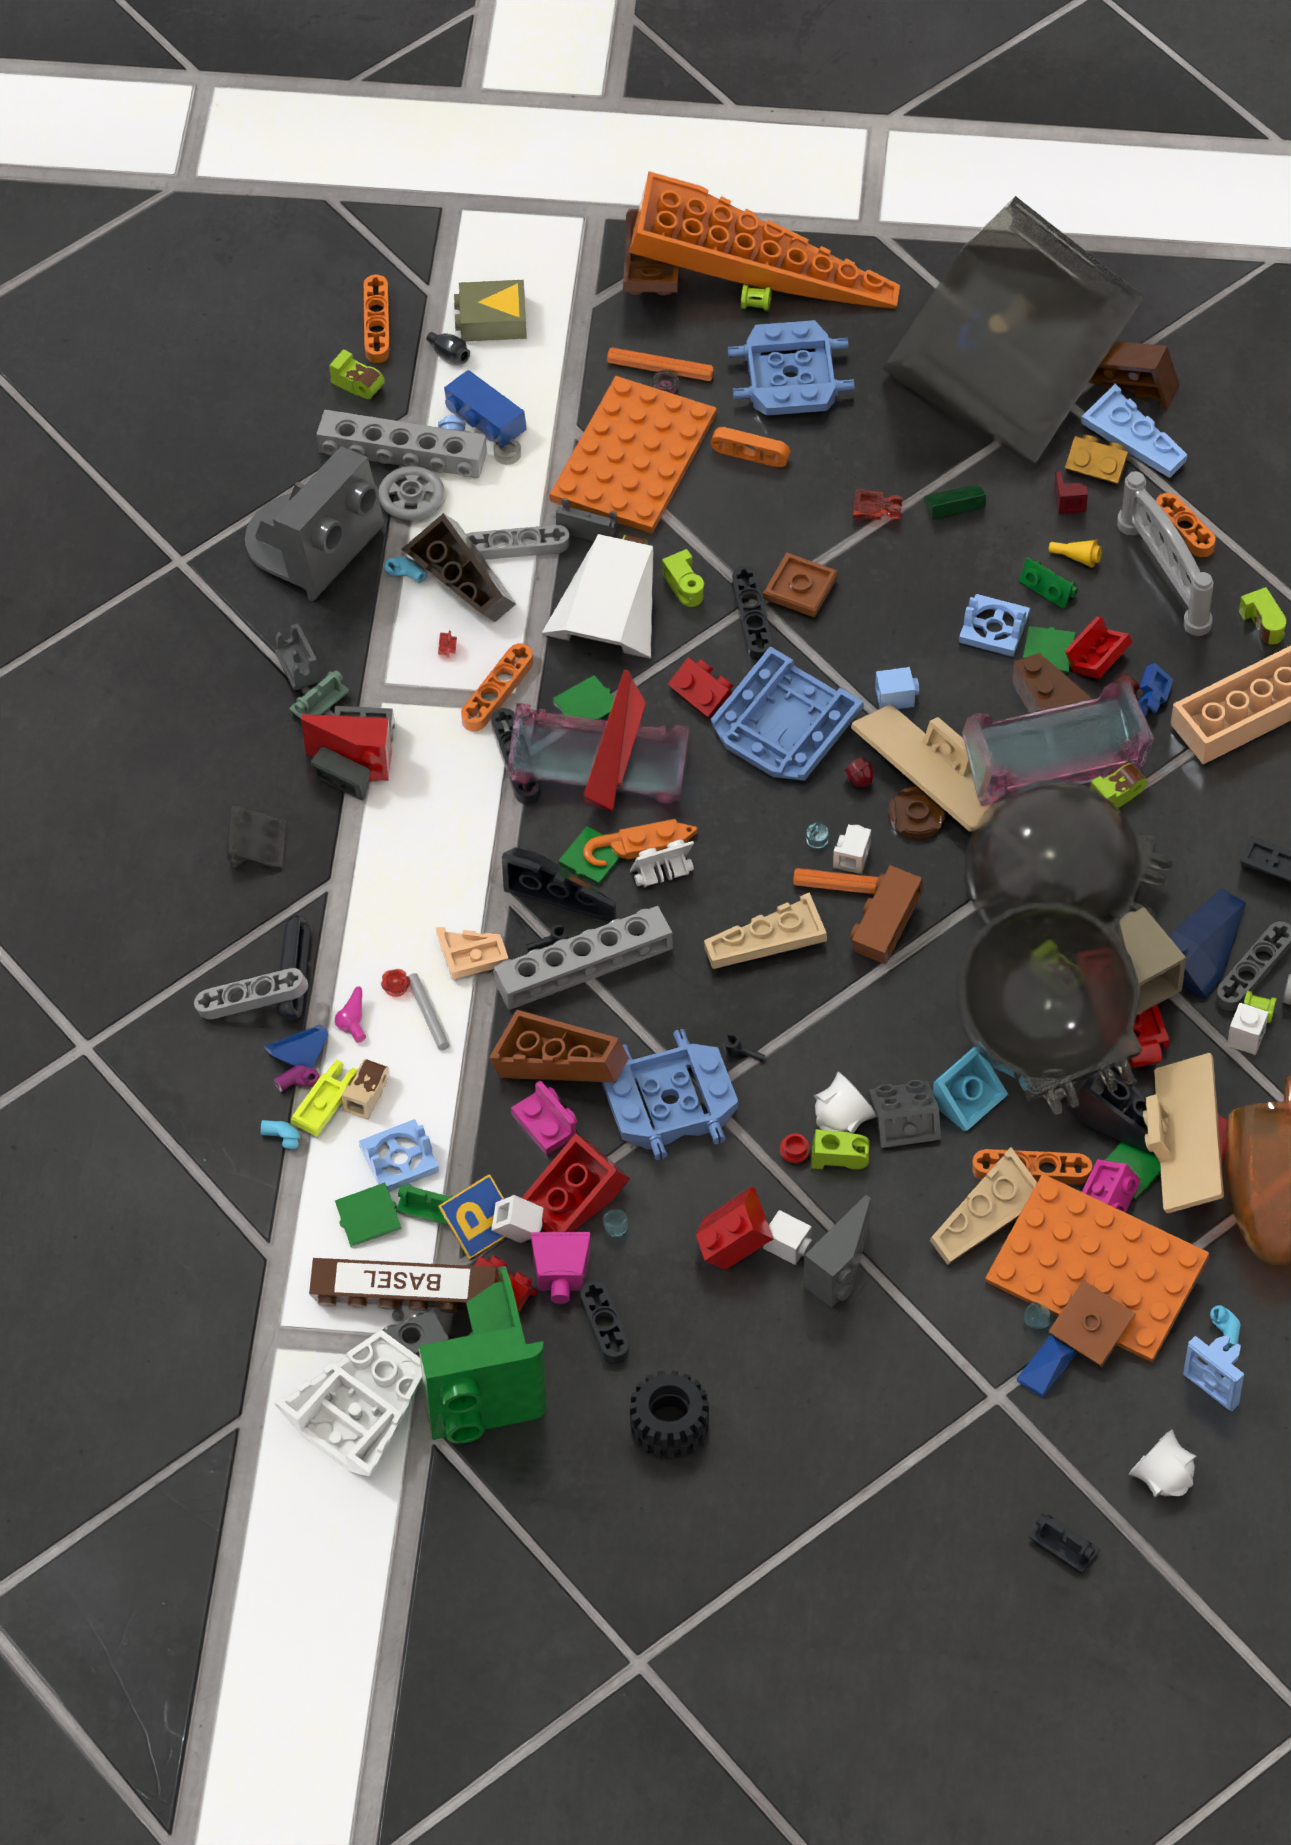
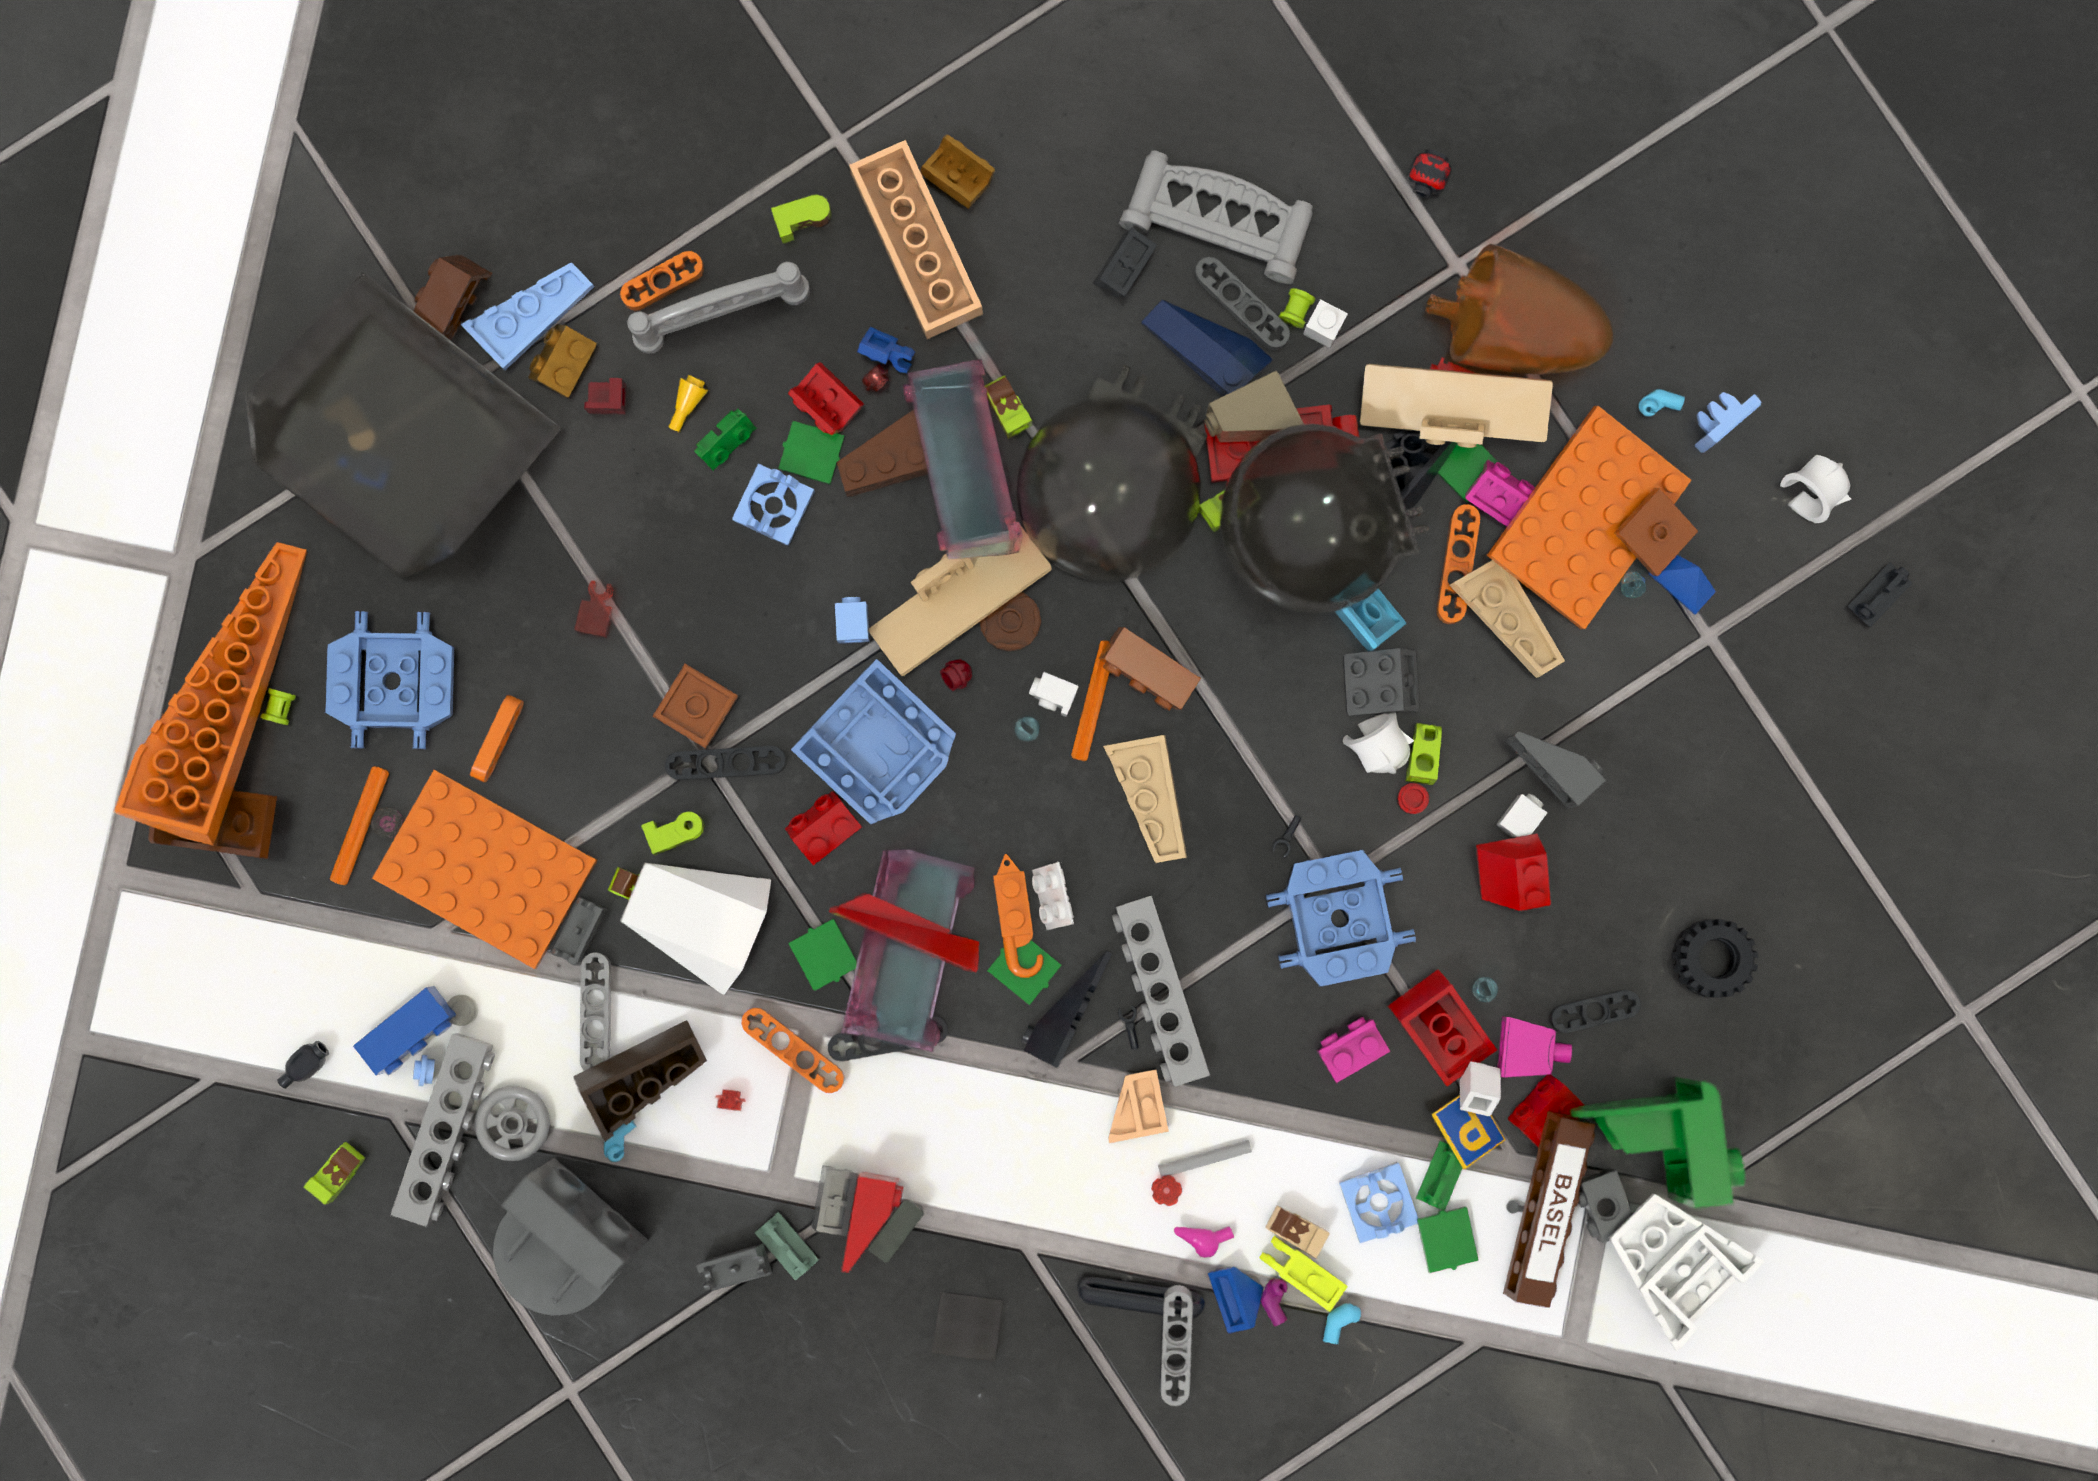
camera: 85 degrees left, 30 degrees up
(376, 319) = (247, 1143): orange beam -> none
(491, 310) = (257, 1011): olive brick -> none
(556, 1051) = (1288, 1032): dark orange wedge -> none
(955, 501) = (596, 523): dark green slope -> none

